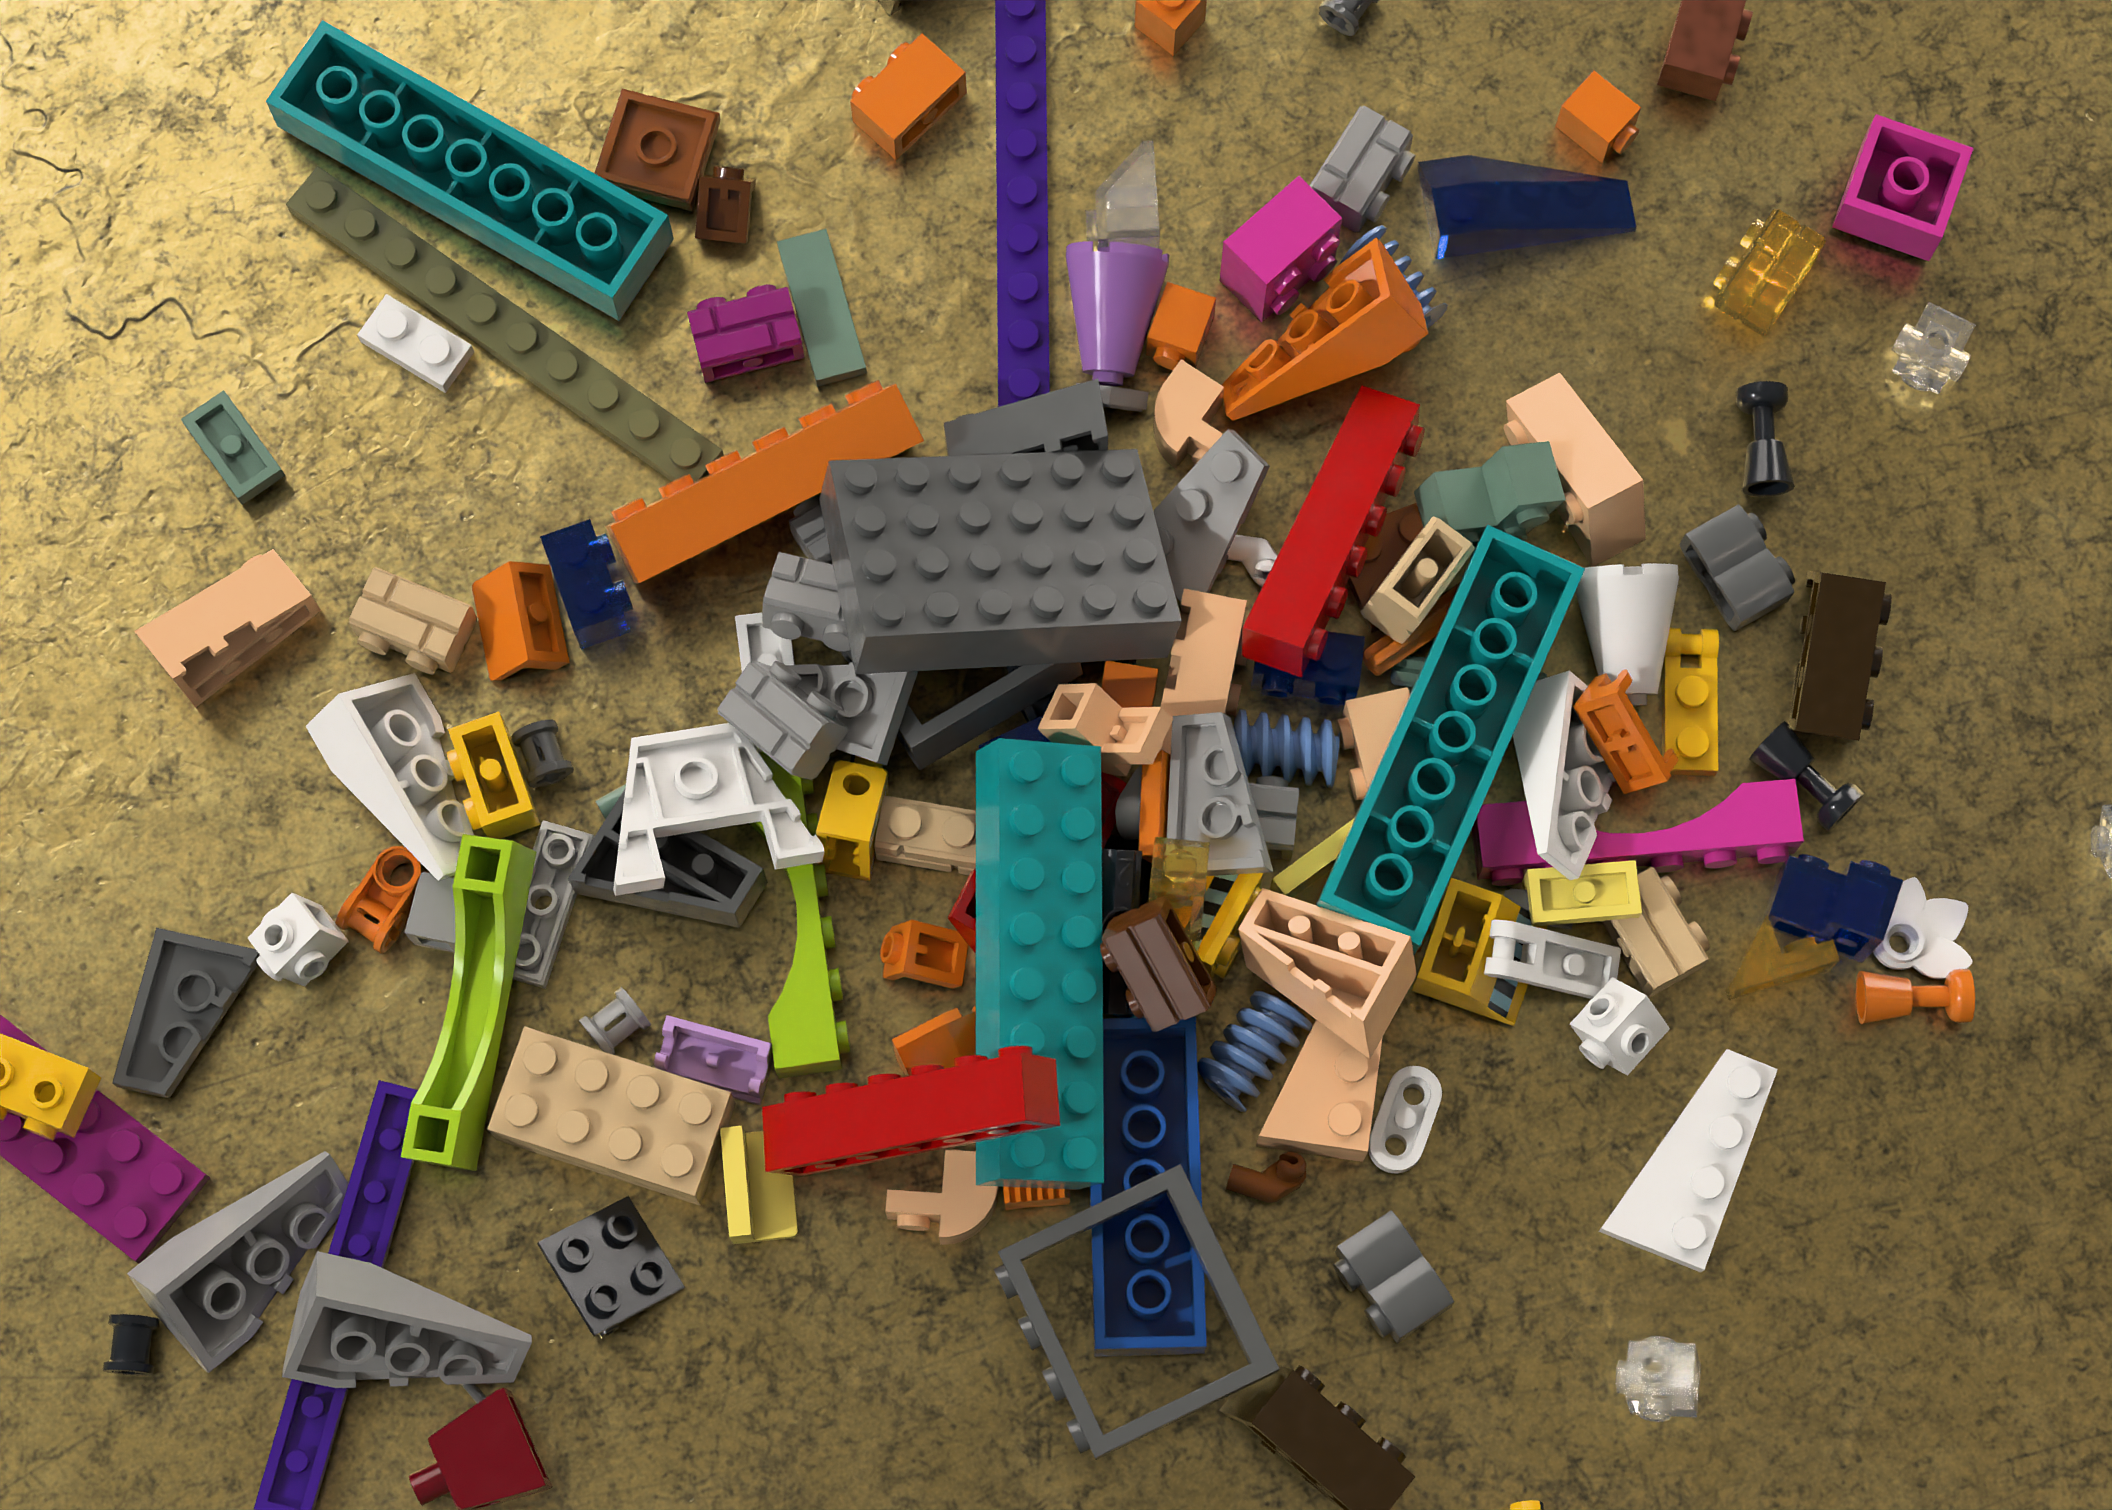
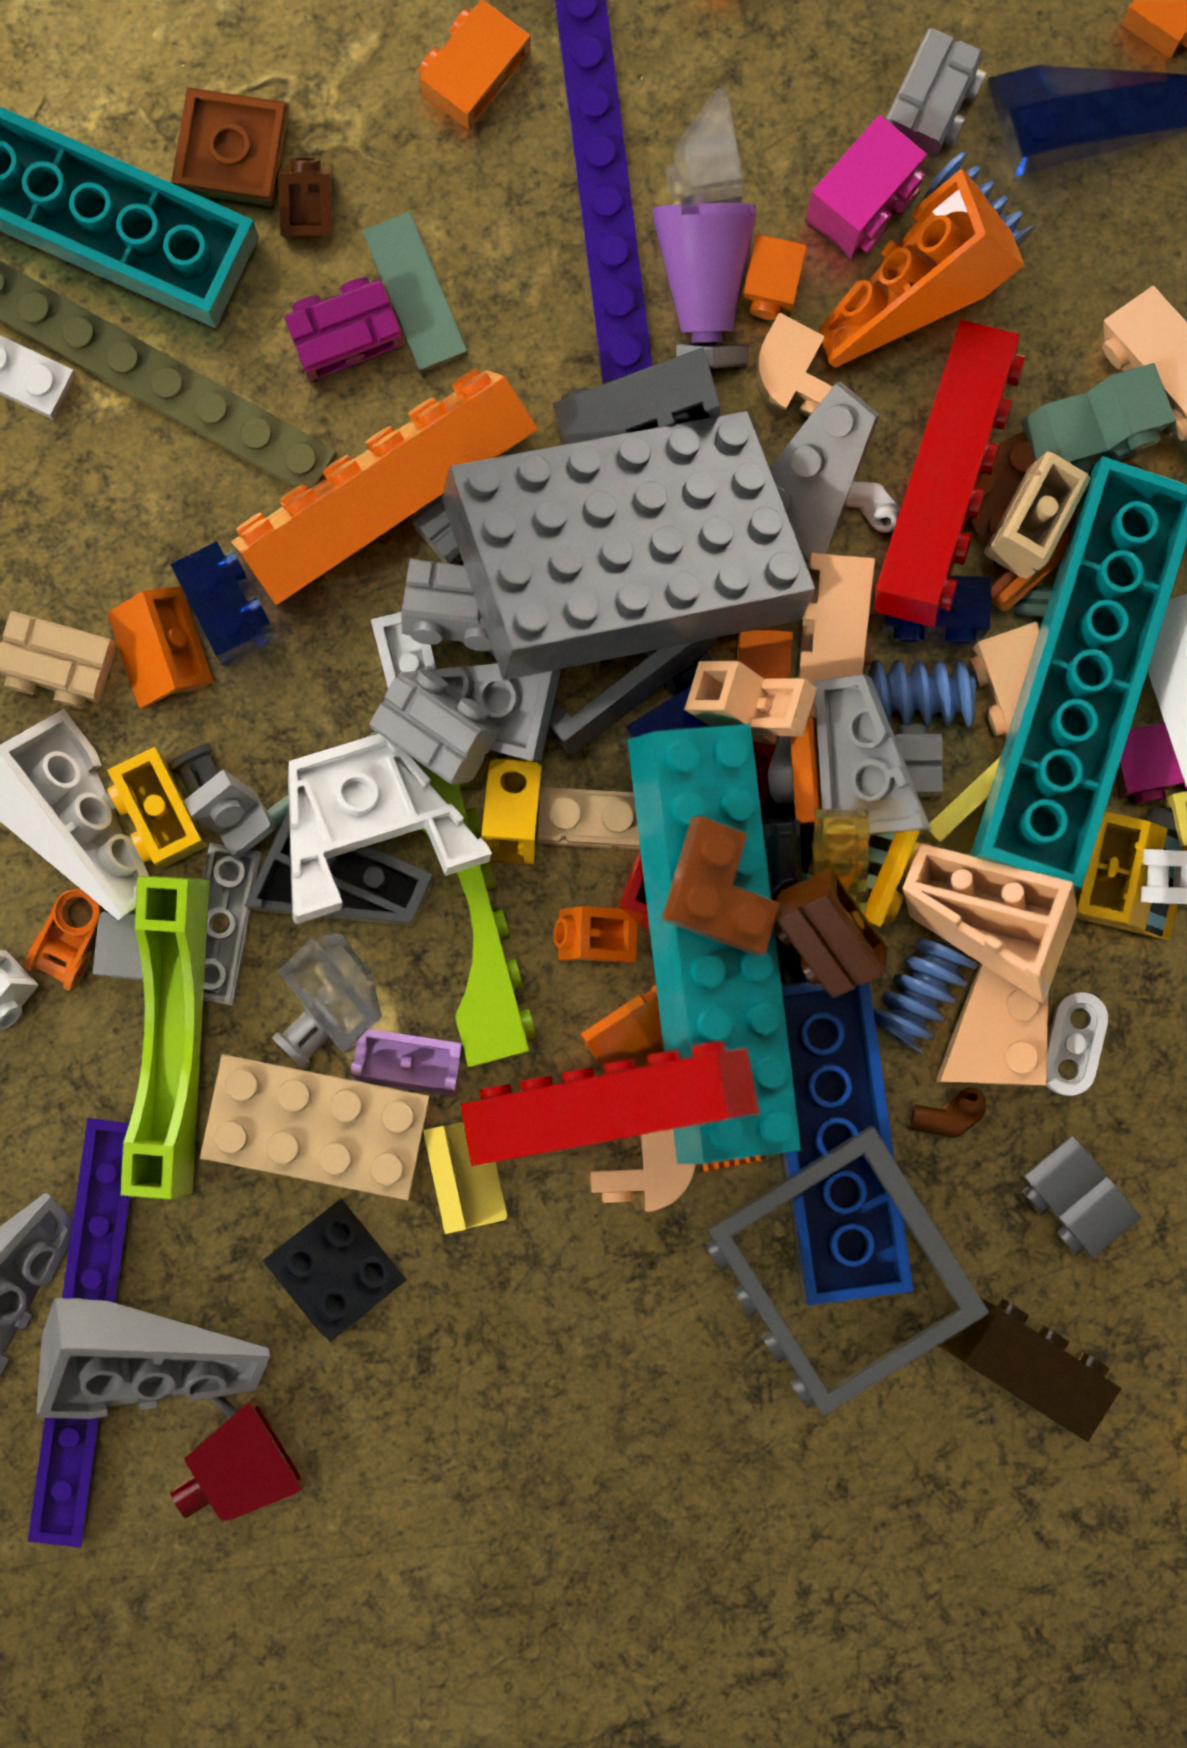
camera: 10 degrees left, 10 degrees up
(567, 788) = (232, 812): none -> light grey bracket
(647, 972) = (334, 988): none -> clear slope
(1033, 907) = (704, 893): none -> dark orange plate

